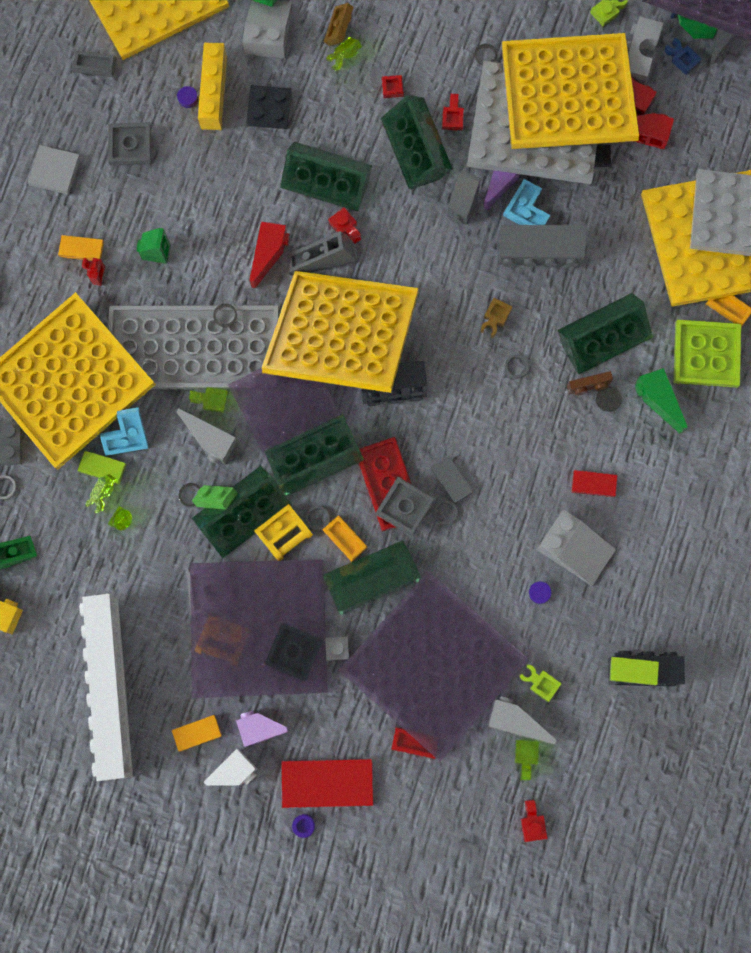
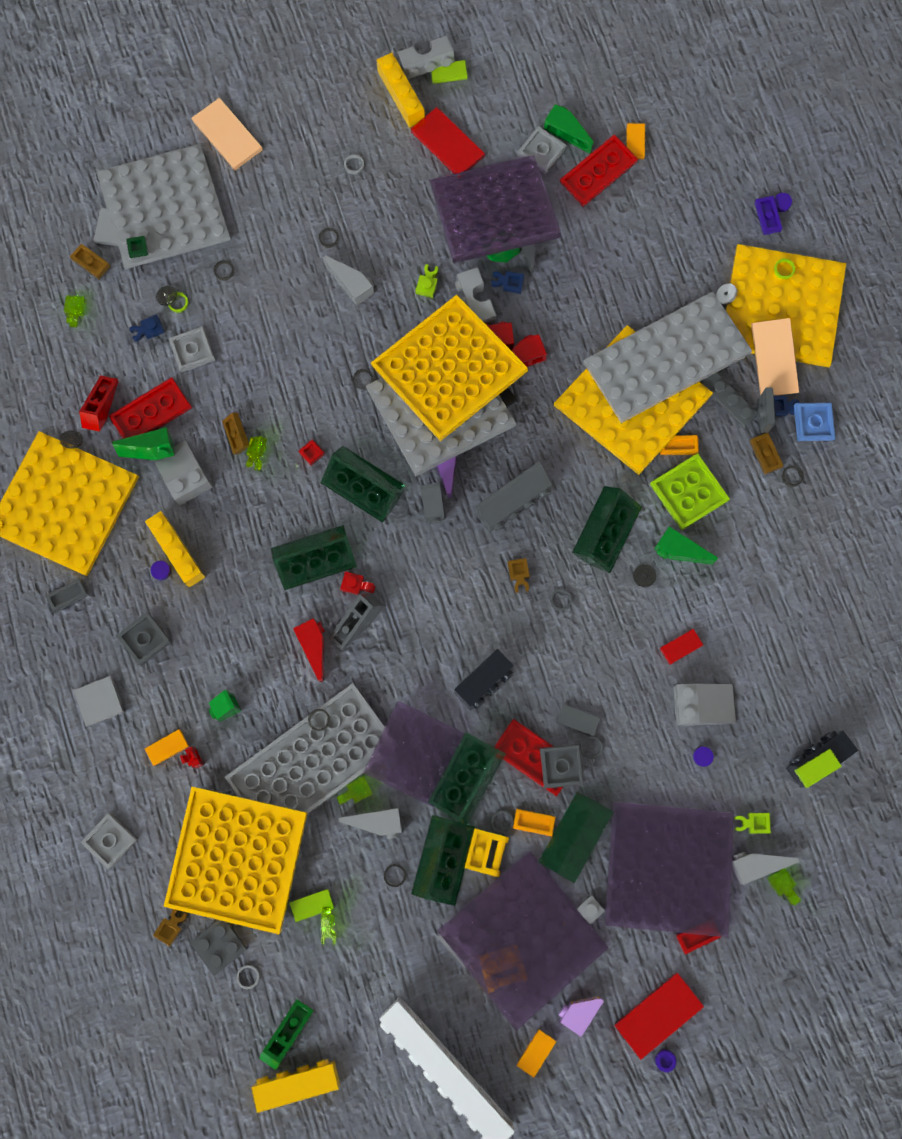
camera: 35 degrees left, 0 degrees up
(121, 519) = (356, 934): clear neon green plate -> none
(129, 438) = (316, 868): medium azure plate -> none
(214, 497) = (417, 865): bright green plate -> none
(233, 771) = (585, 1061): white slope -> none
(268, 107) = (229, 534): black plate -> none
(293, 652) = (564, 938): black plate -> none
(341, 331) = (418, 670): yellow plate -> none
(453, 115) = (374, 443): red plate -> none
(521, 206) = (479, 480): medium azure plate -> none
(533, 825) = (825, 930): red plate -> none
(597, 382) = (630, 569): reddish brown plate -> none

